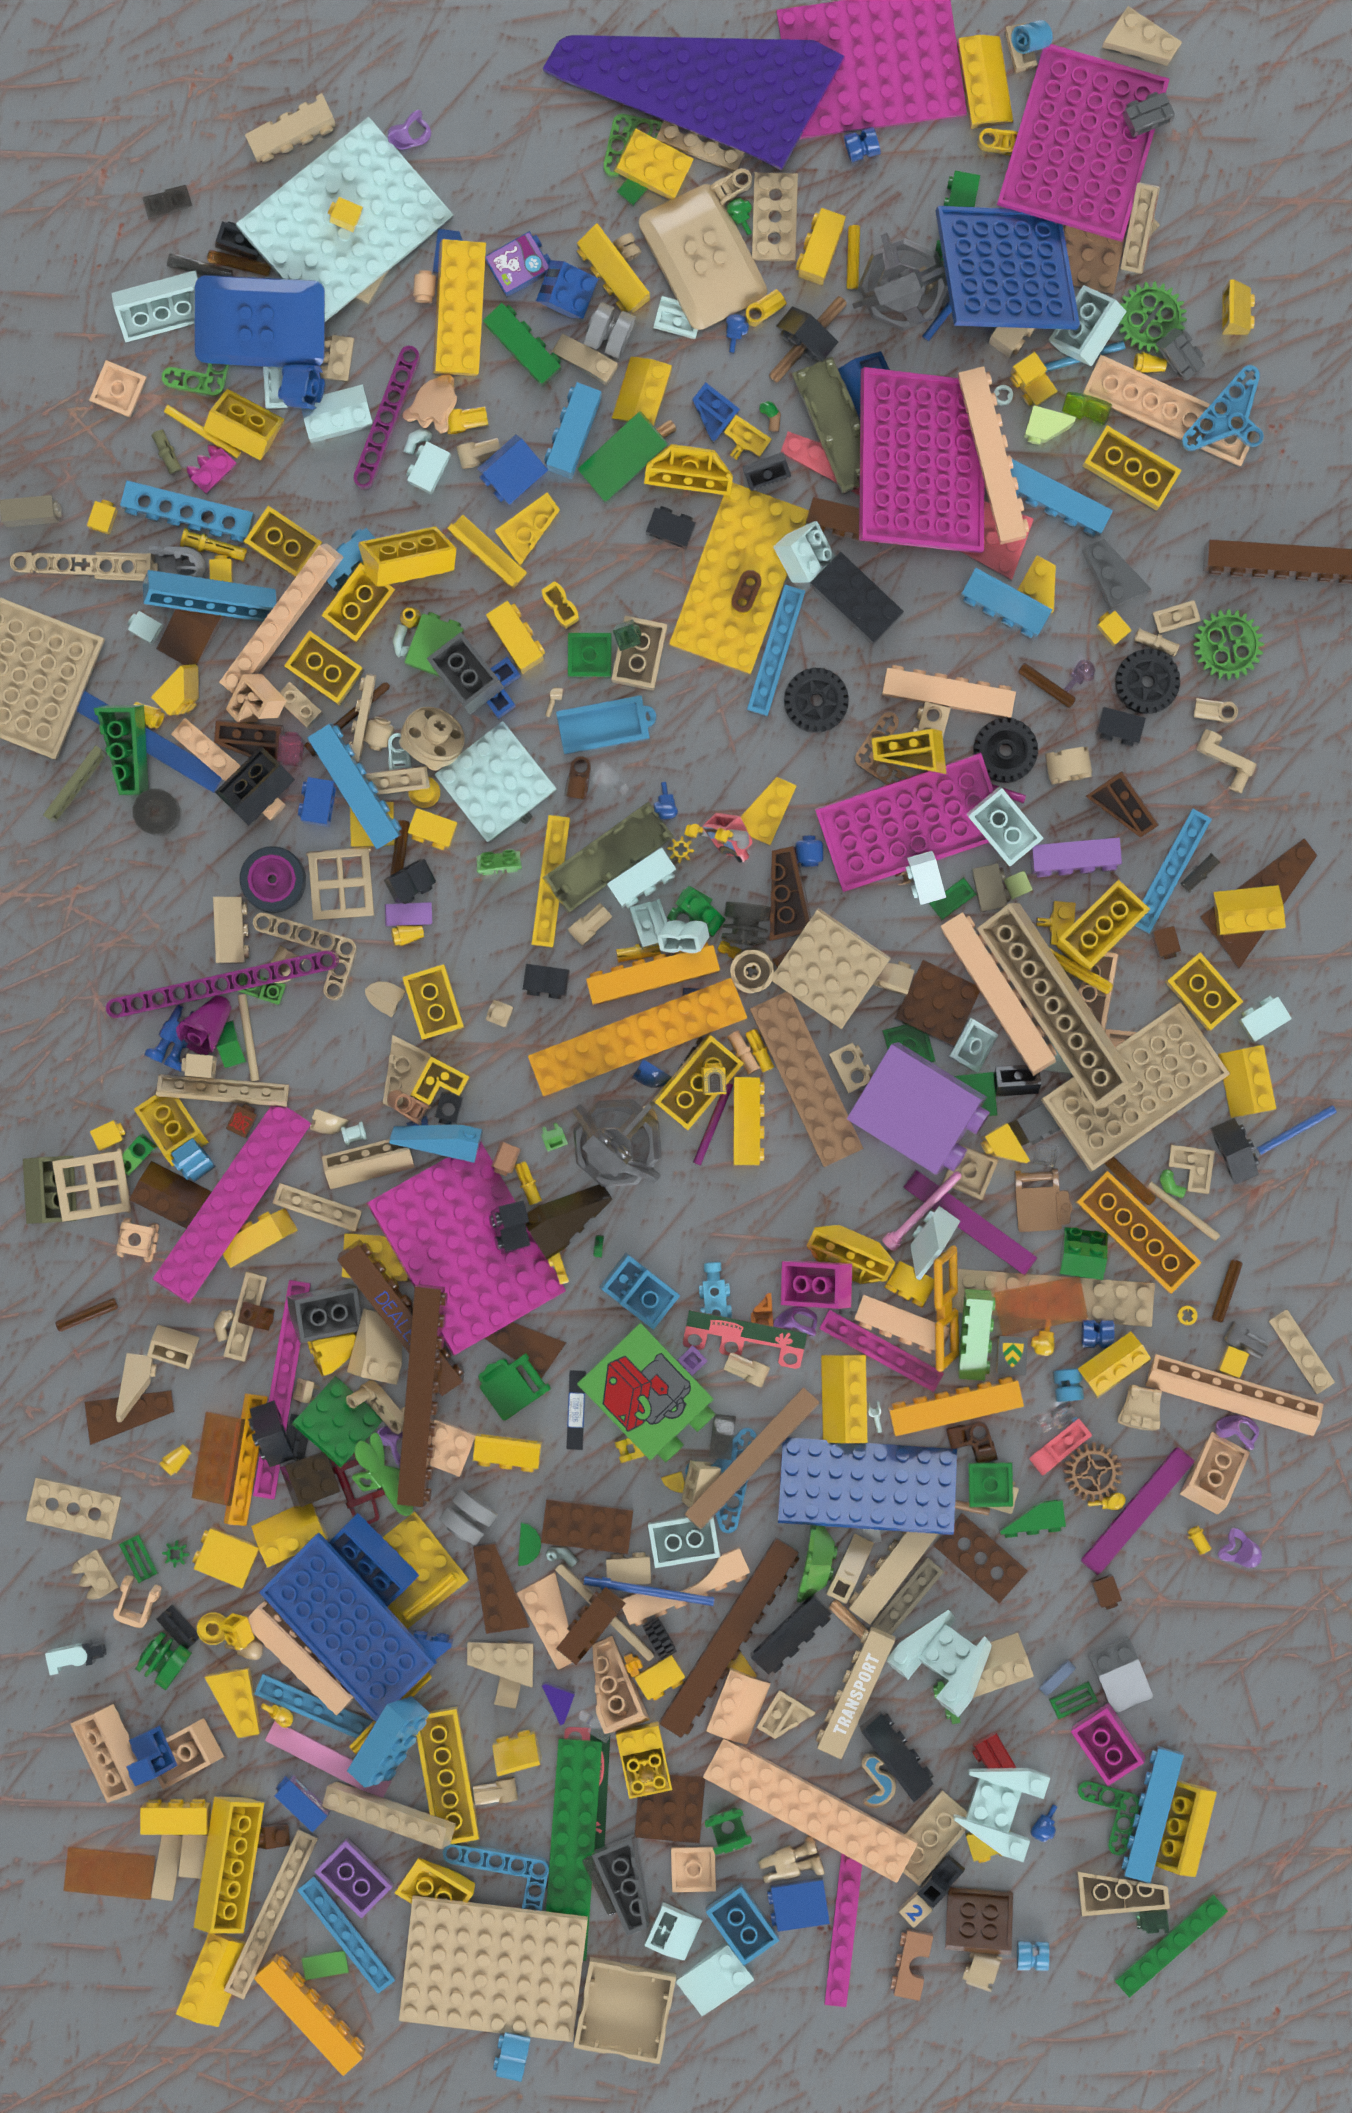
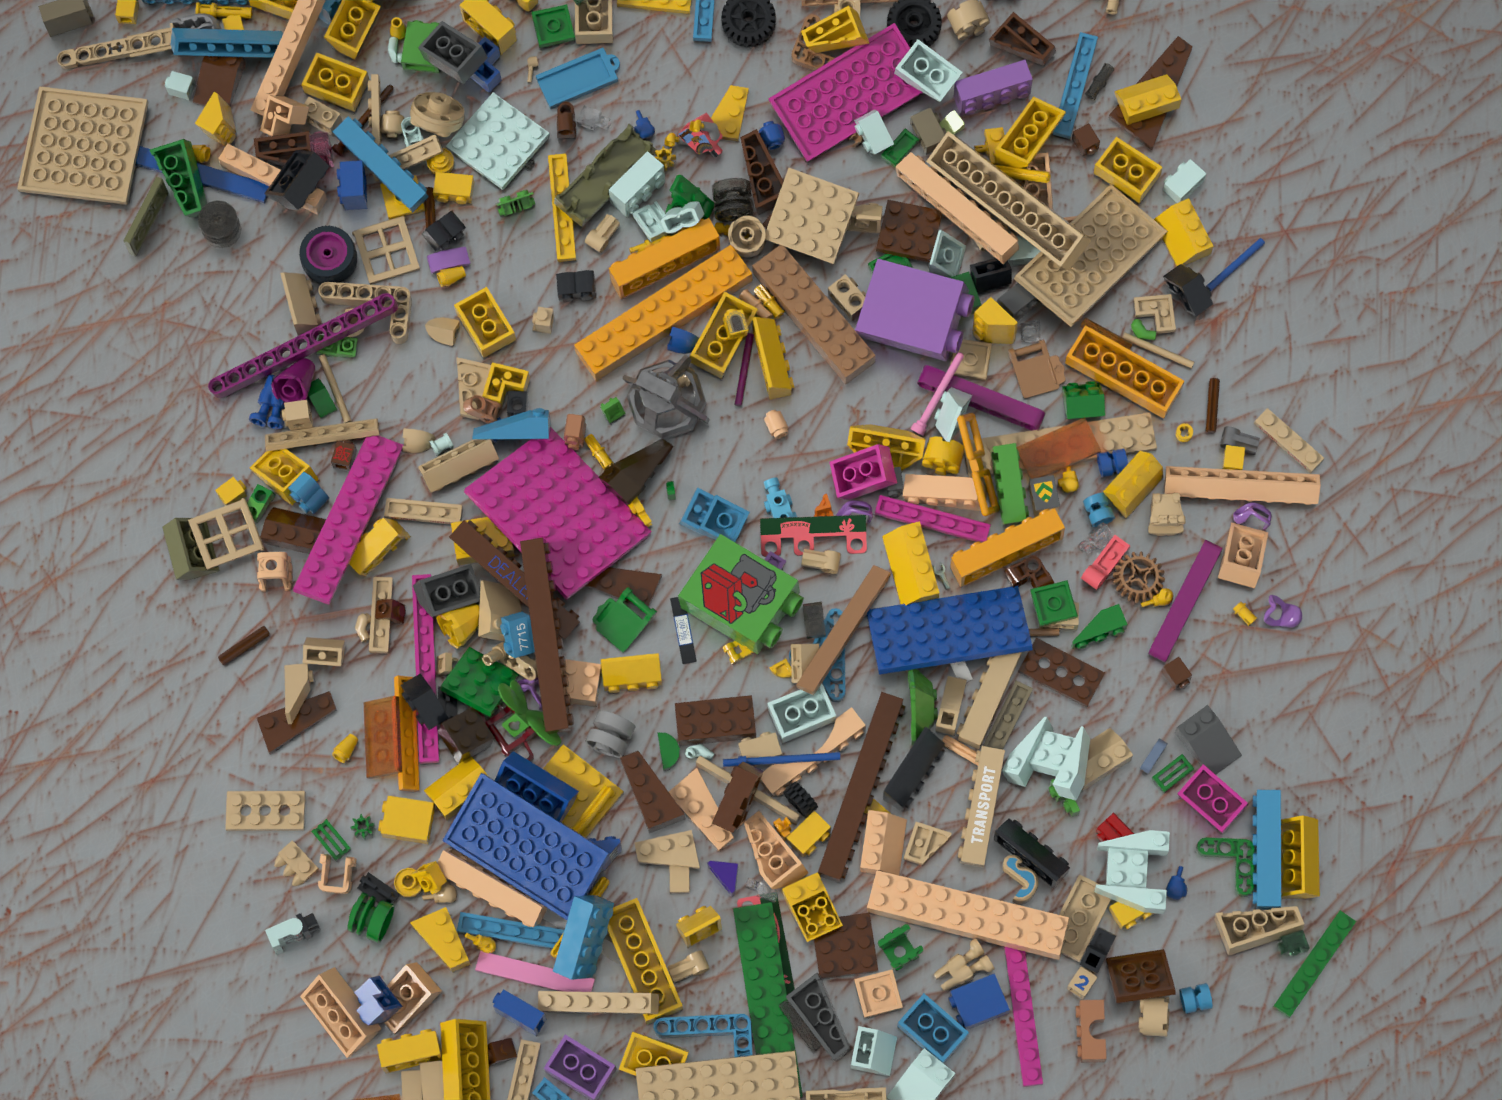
camera: 10 degrees left, 15 degrees down
(390, 1385) = (517, 634): none -> dark azure brick
(510, 1227) = (590, 482): black brick -> none
(734, 1199) = (776, 424): none -> light nougat brick

